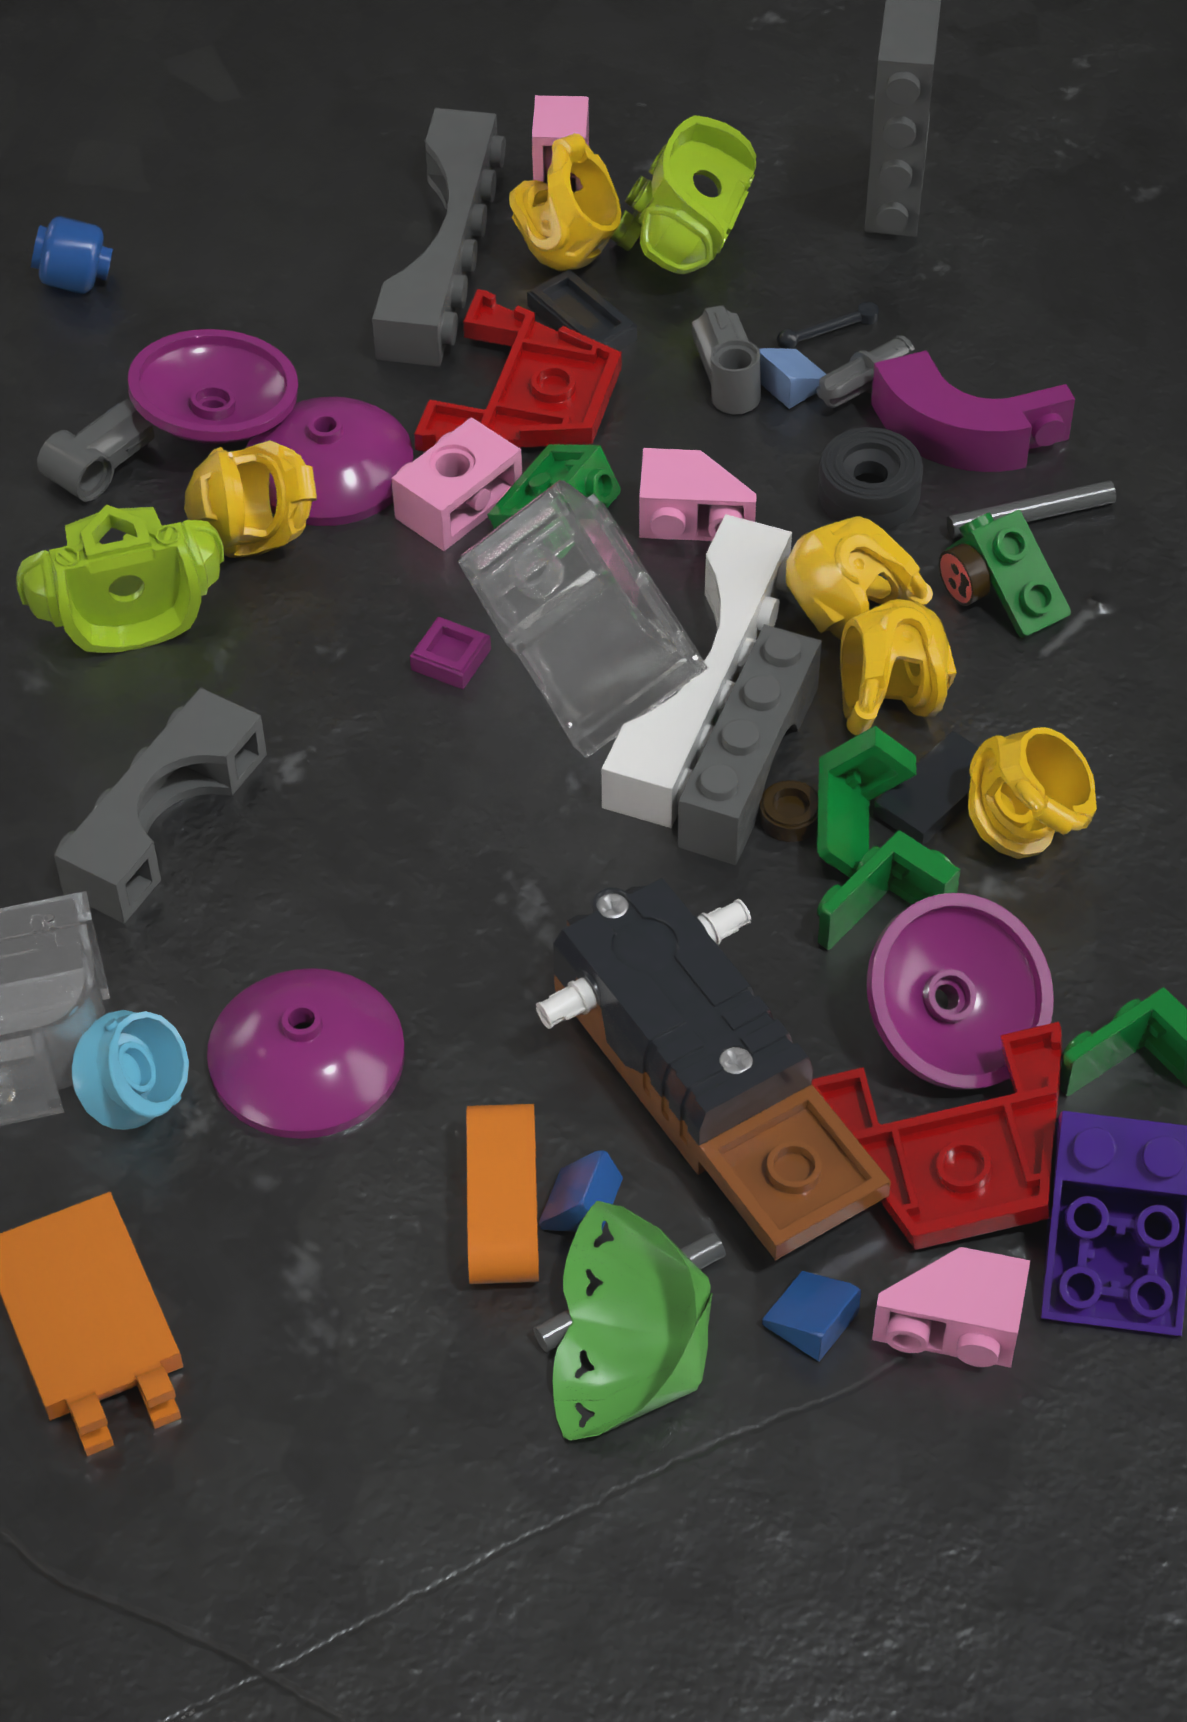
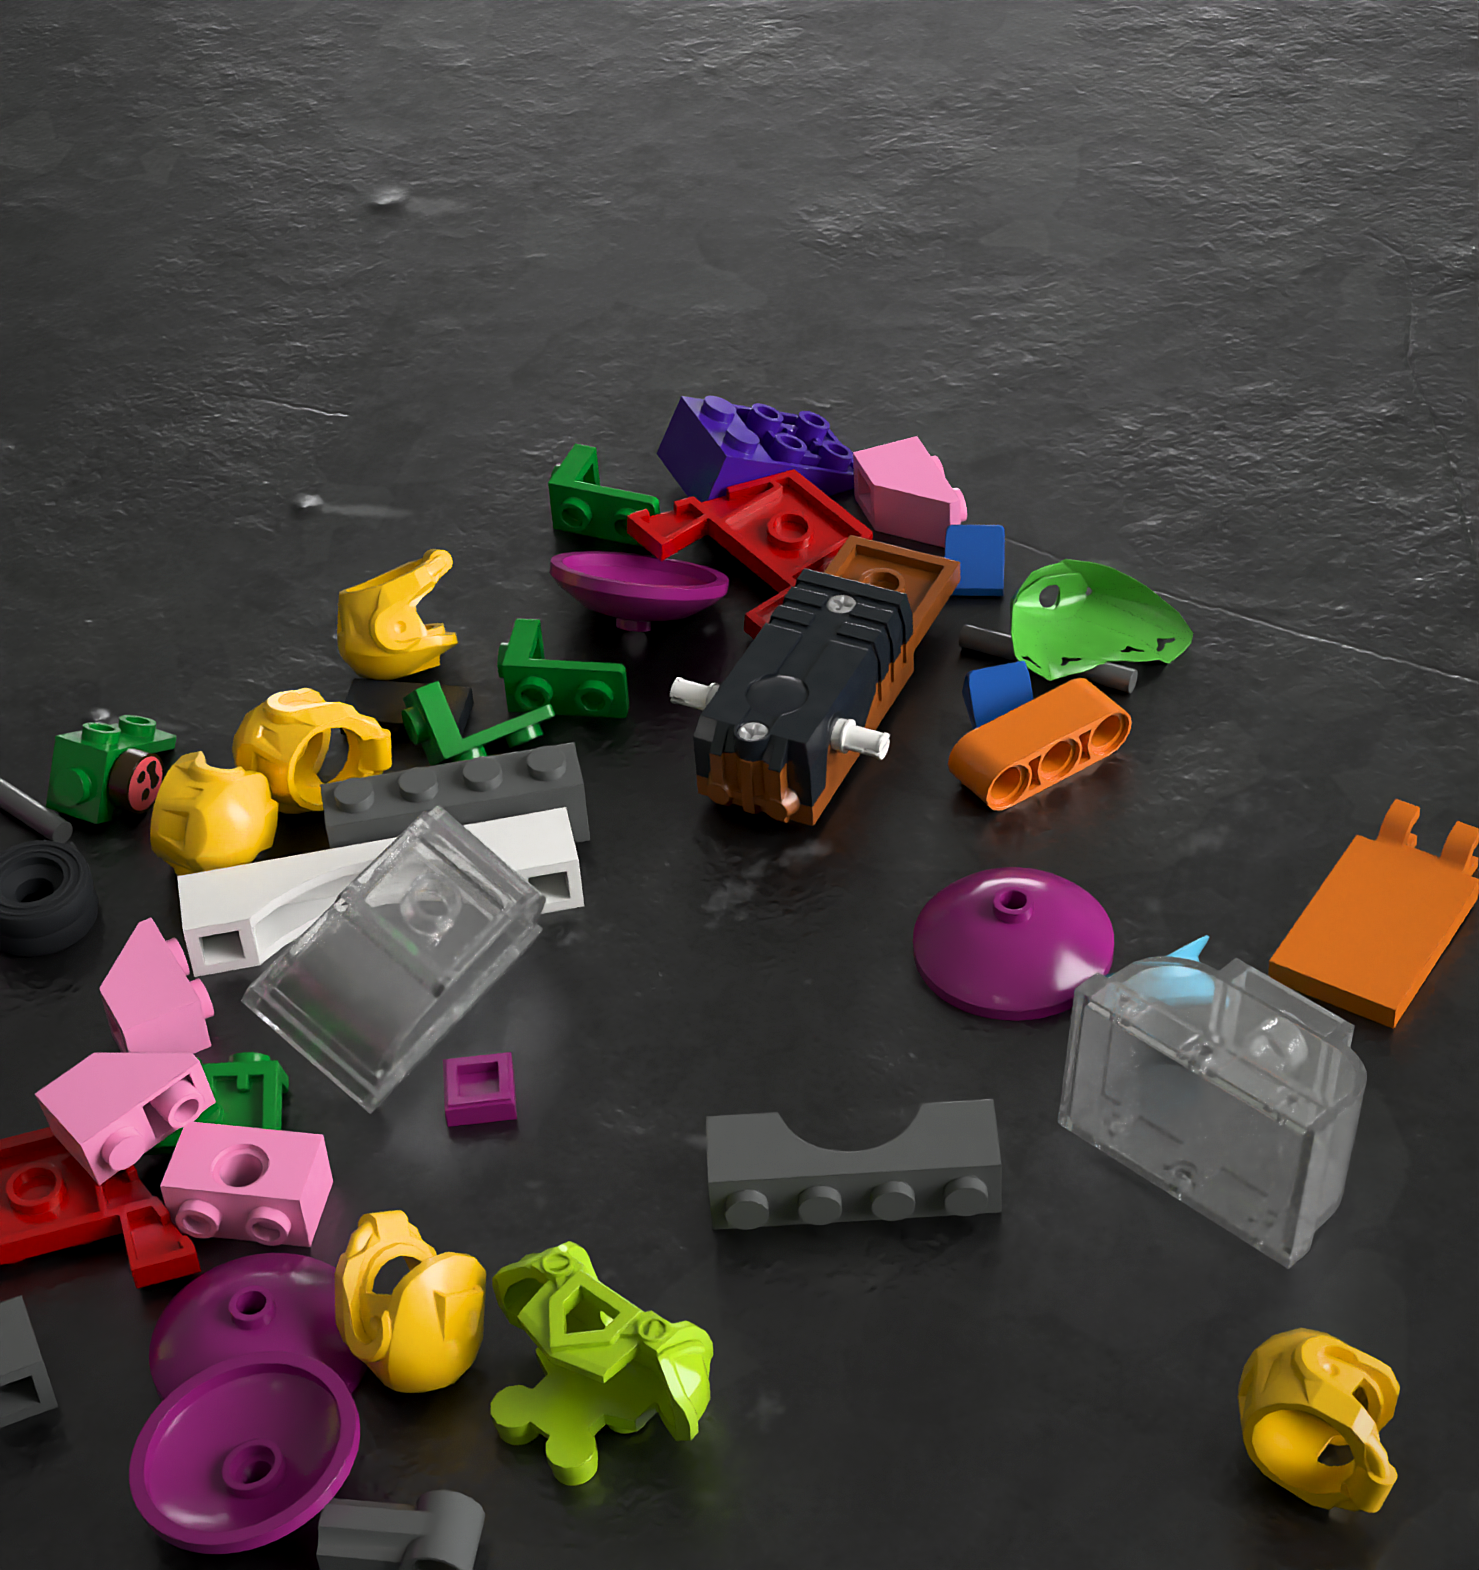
camera: 120 degrees left, 10 degrees down
(555, 408) = (123, 1106): none -> bright pink slope

